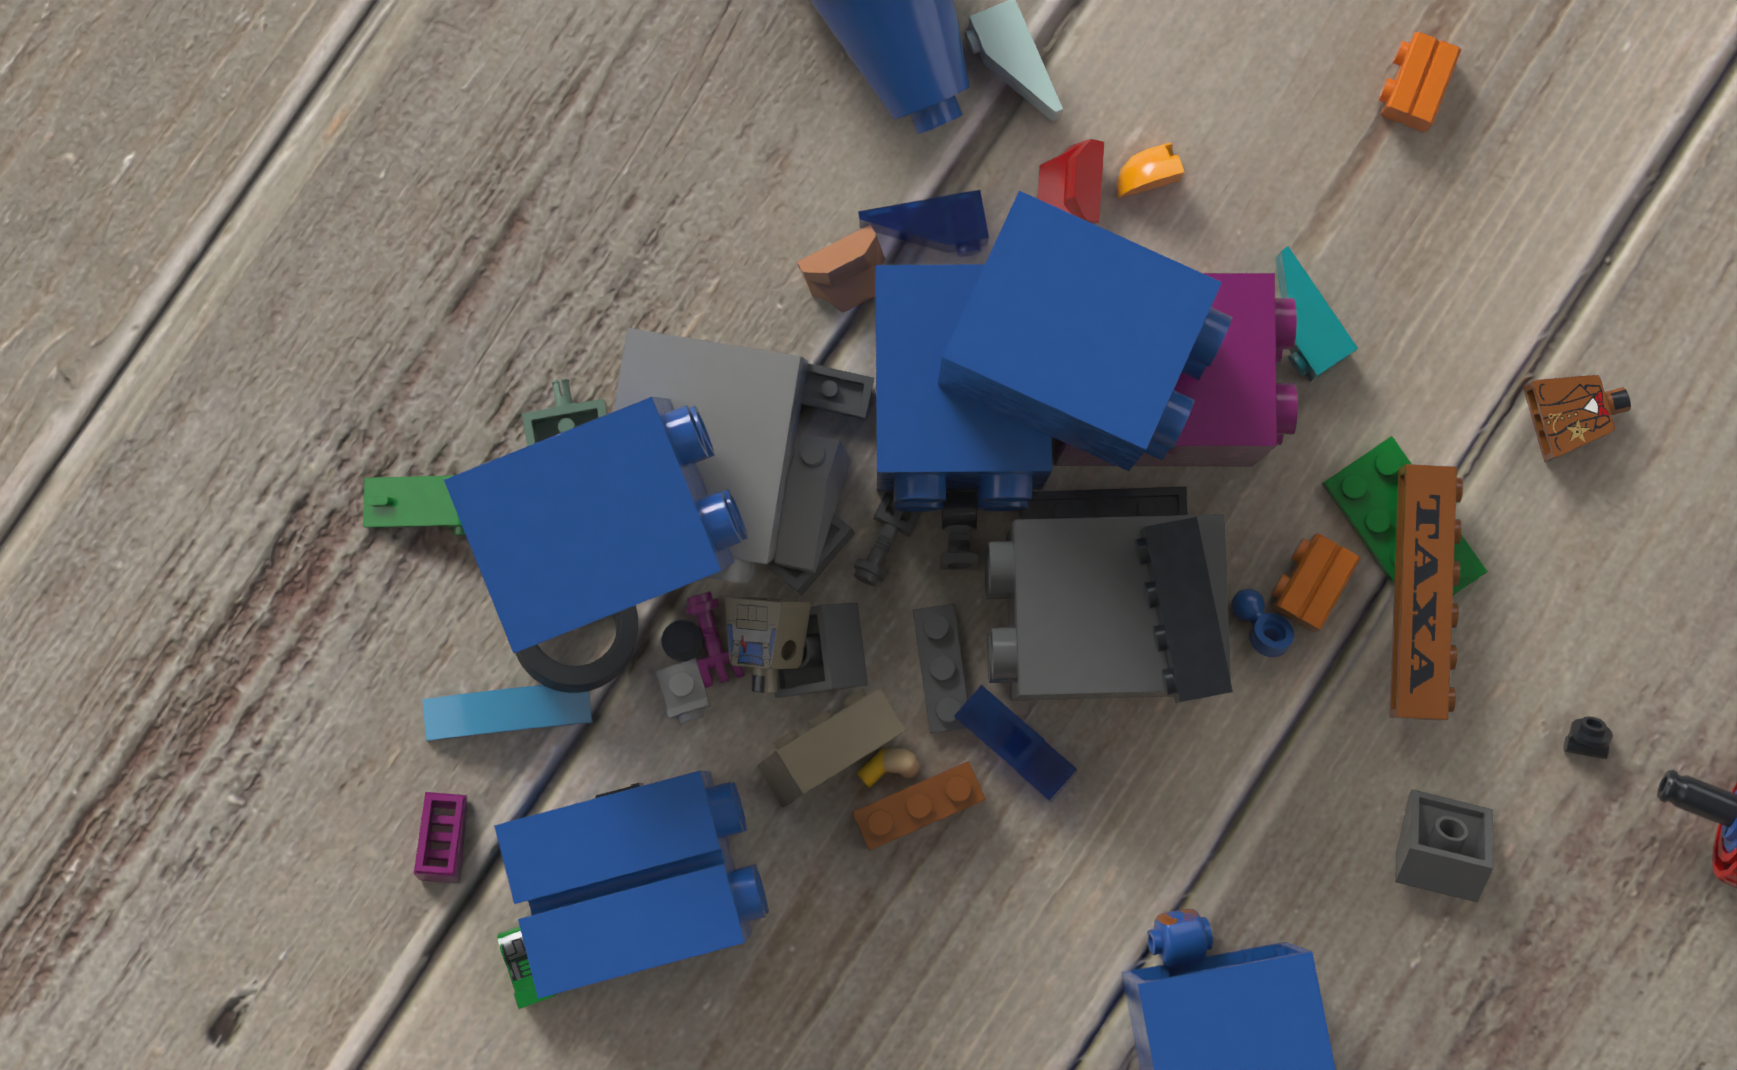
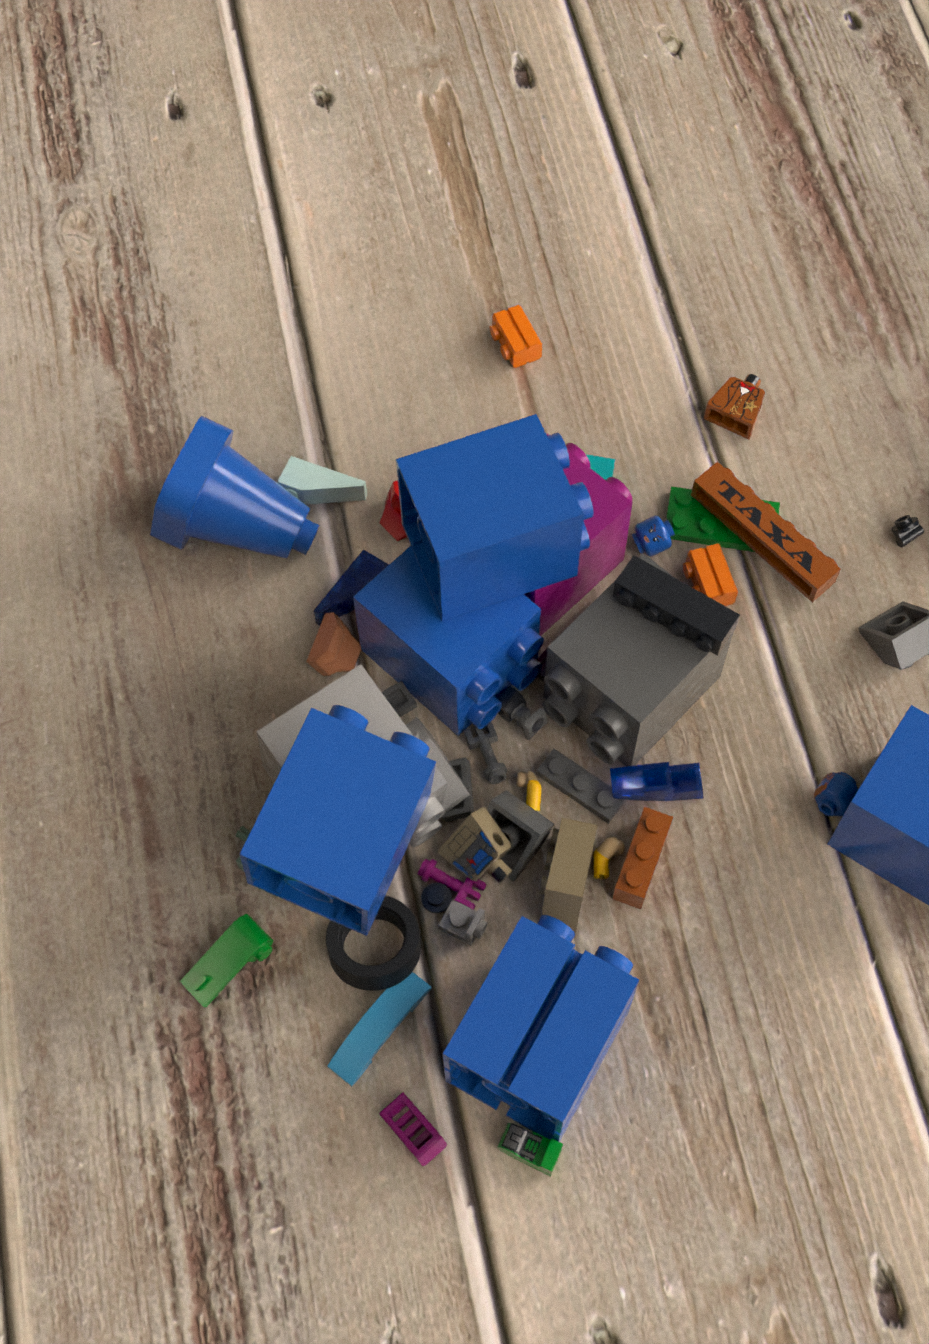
camera: 45 degrees left, 20 degrees down
(888, 626) = (534, 789): none -> yellow arm
(1304, 475) = (653, 536): none -> blue head

